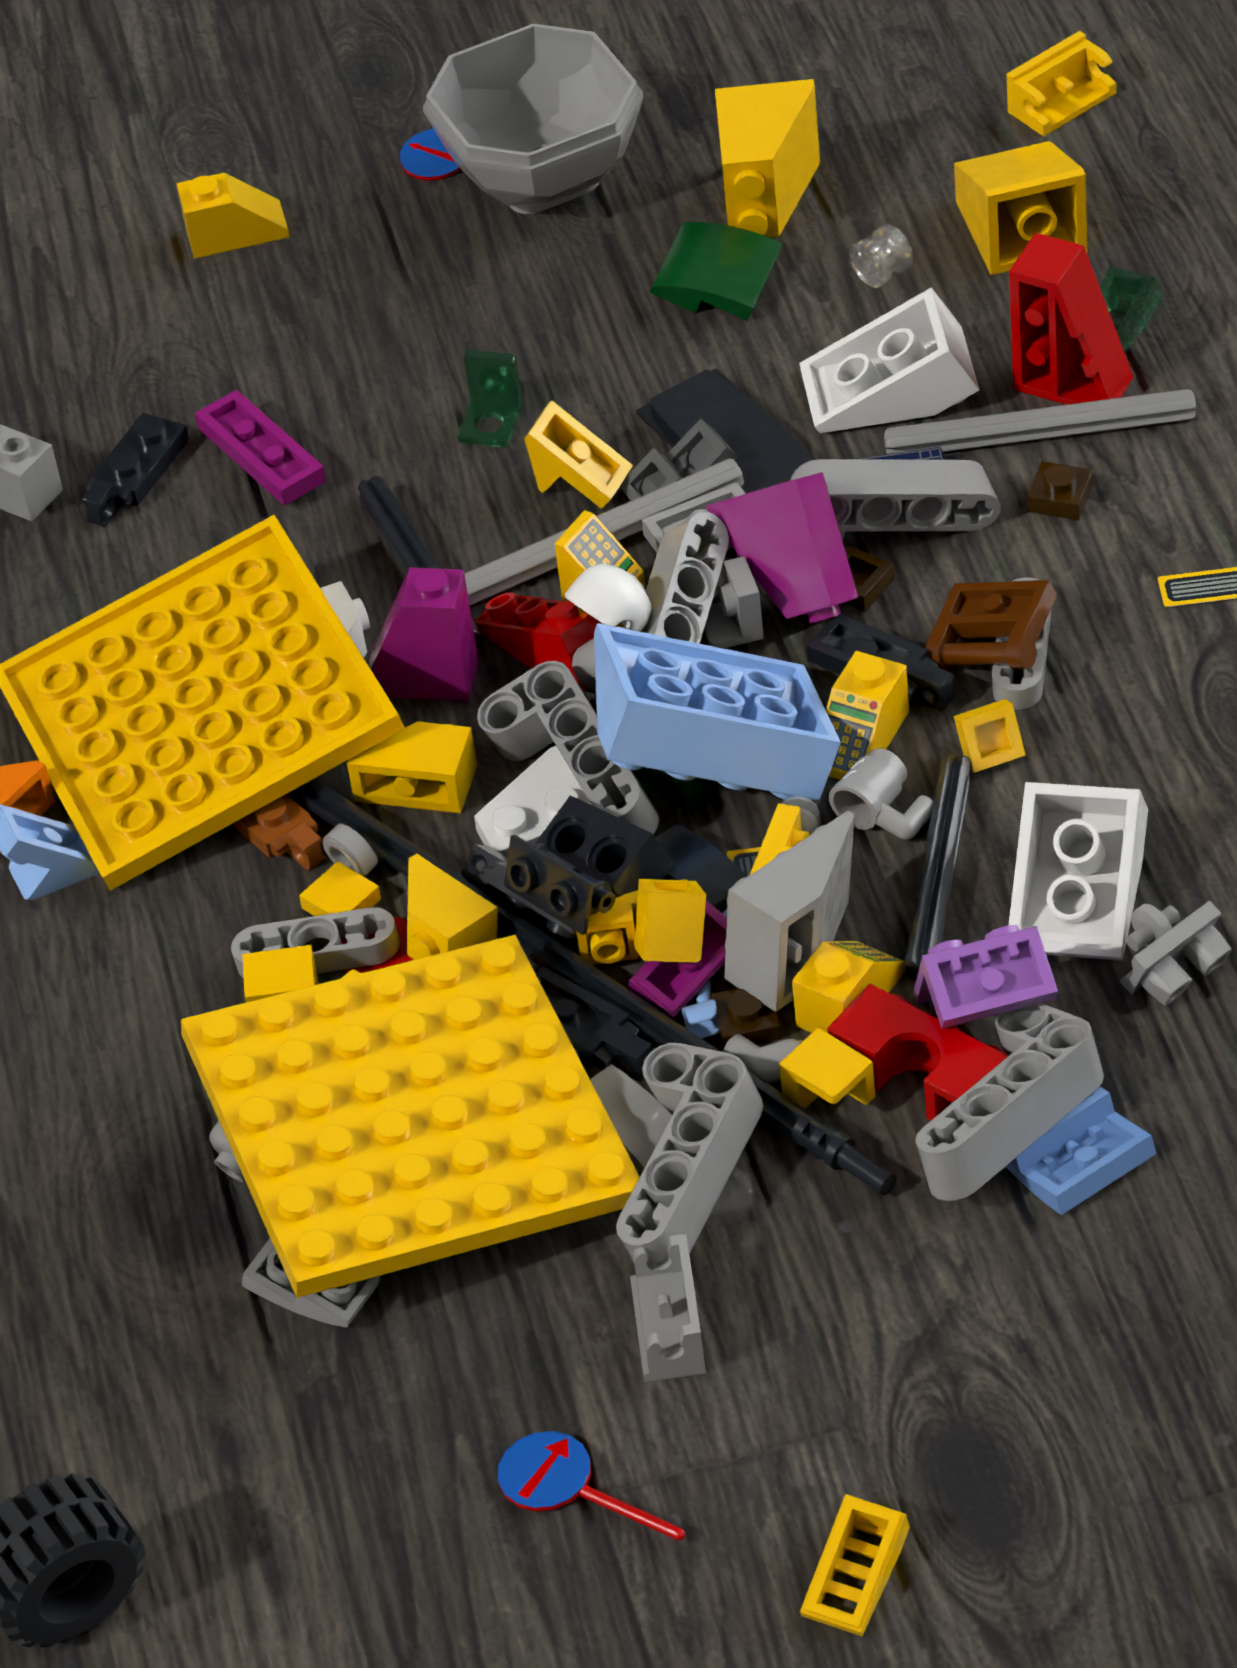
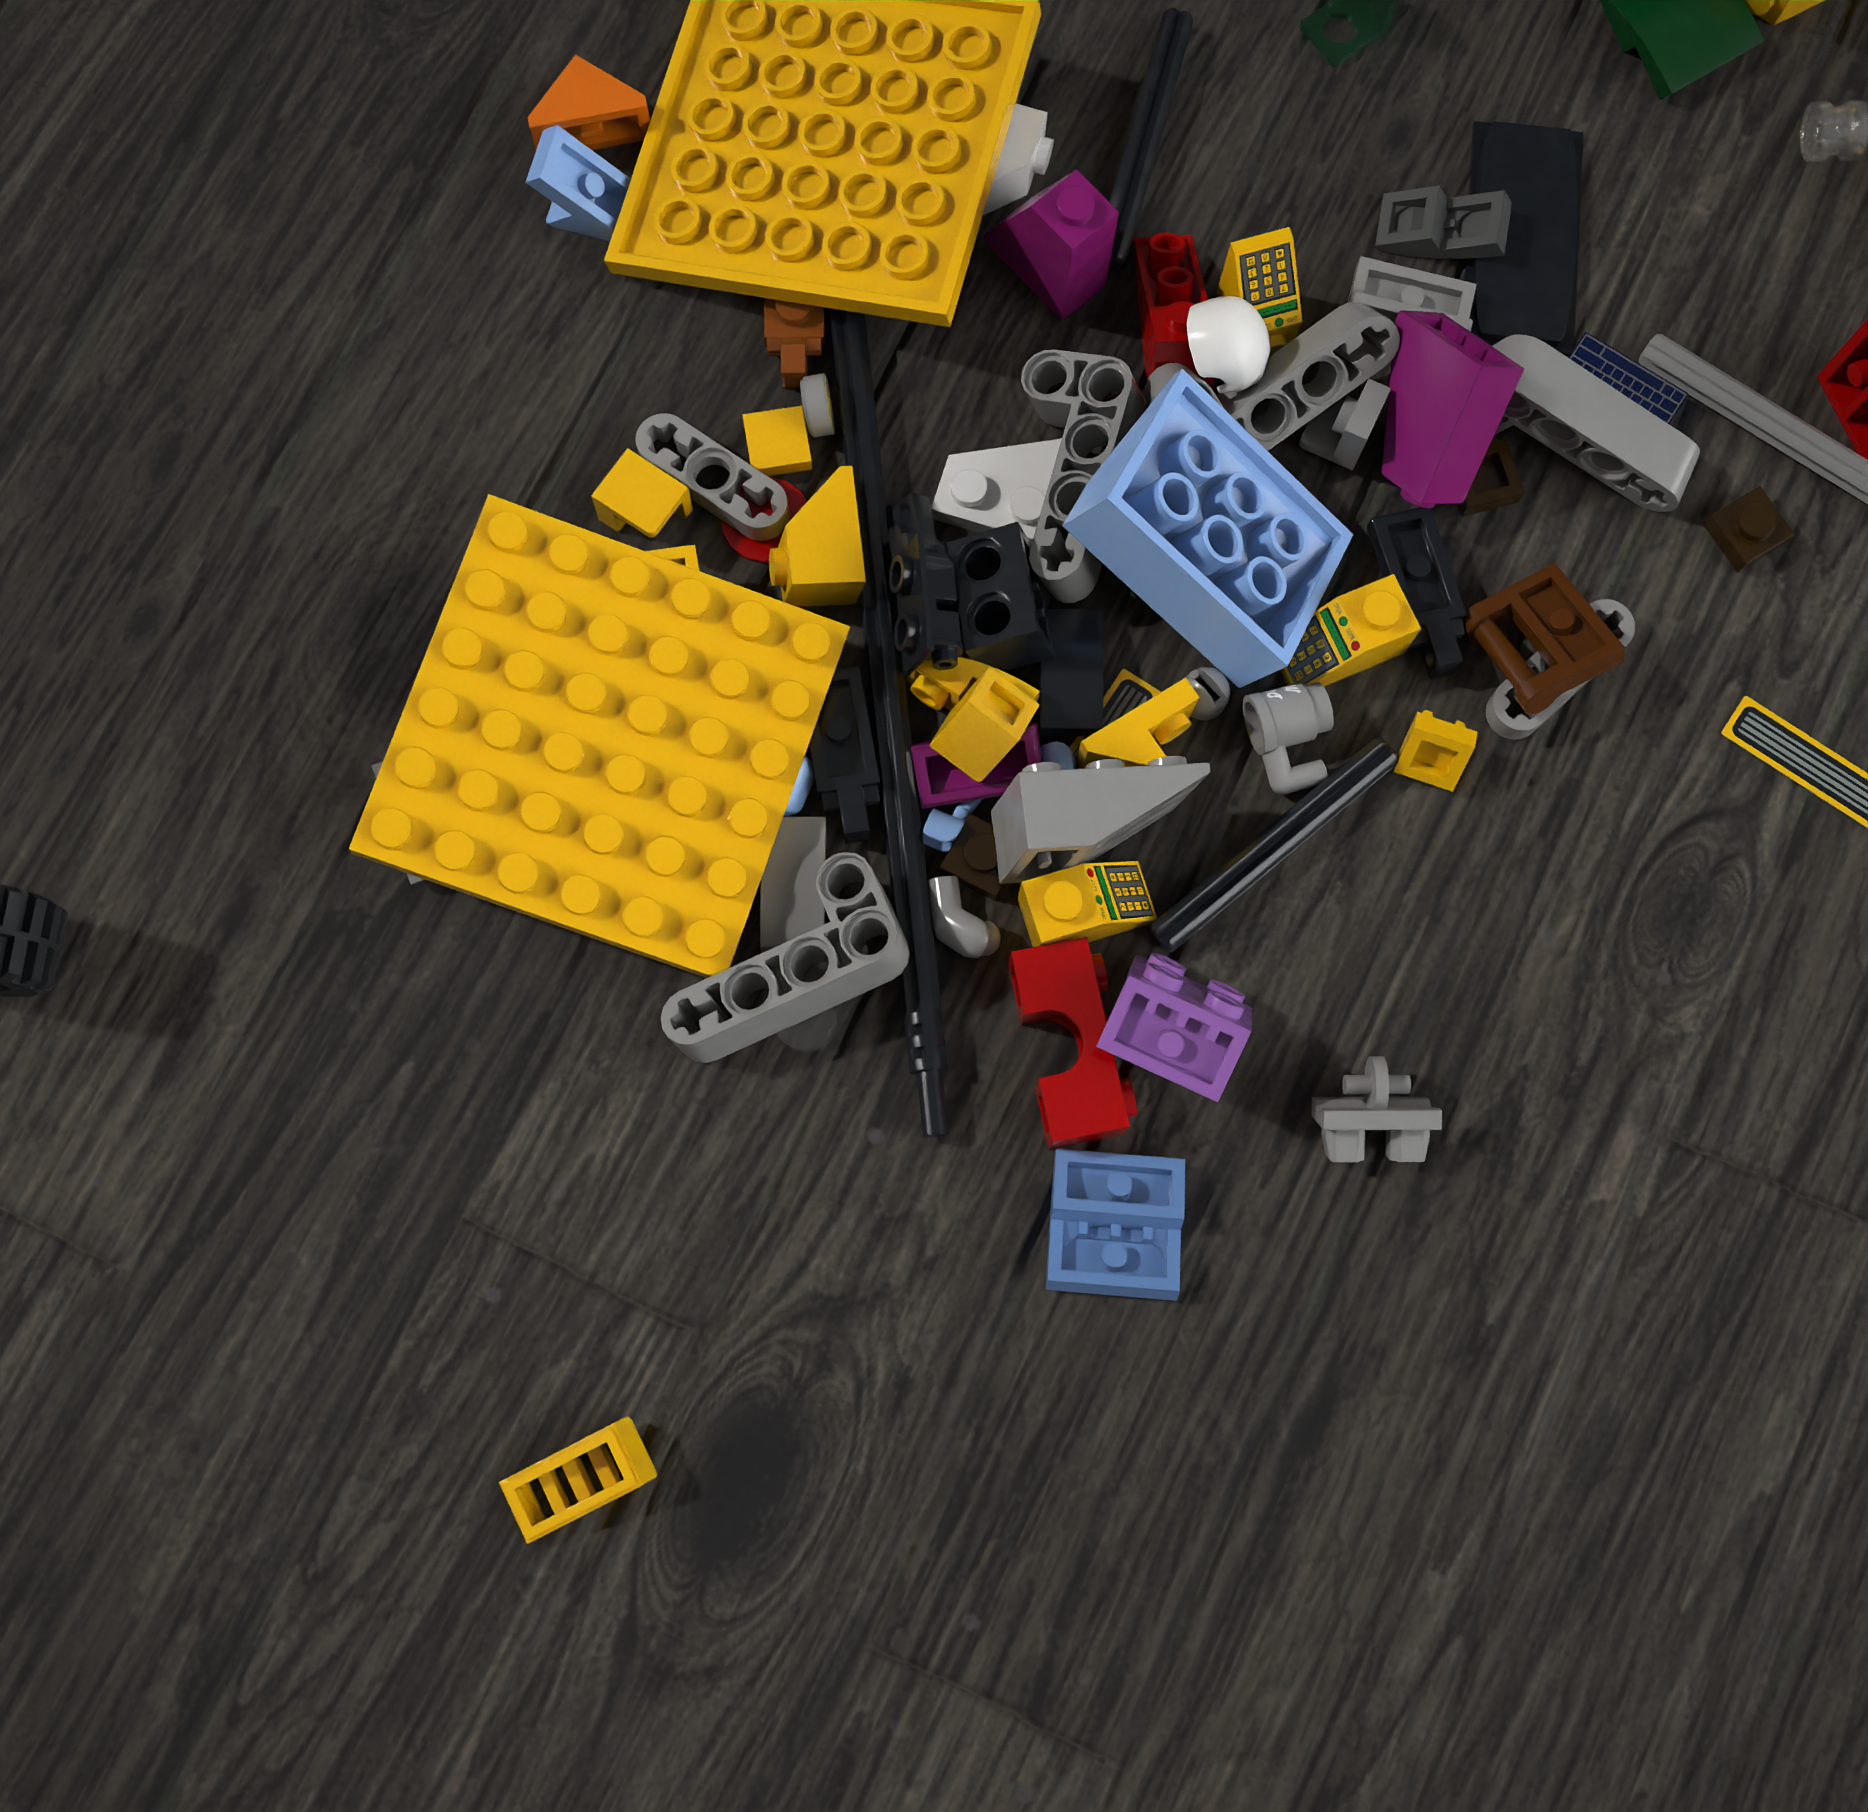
camera: 30 degrees right, 30 degrees up
(417, 768) = (949, 367): yellow slope -> none
(554, 1470) = (437, 1165): blue piece -> none
(567, 449) = (1364, 131): yellow slope -> none
(620, 522) = (1313, 233): light grey axle -> none
(667, 1314) = (653, 1105): light grey hinge -> none
(827, 1070) = (977, 988): yellow panel -> none
(891, 369) = (1724, 270): white slope -> none
(1043, 1078) = (1079, 1156): light grey beam -> none
(1079, 867) = (1370, 964): white slope -> none

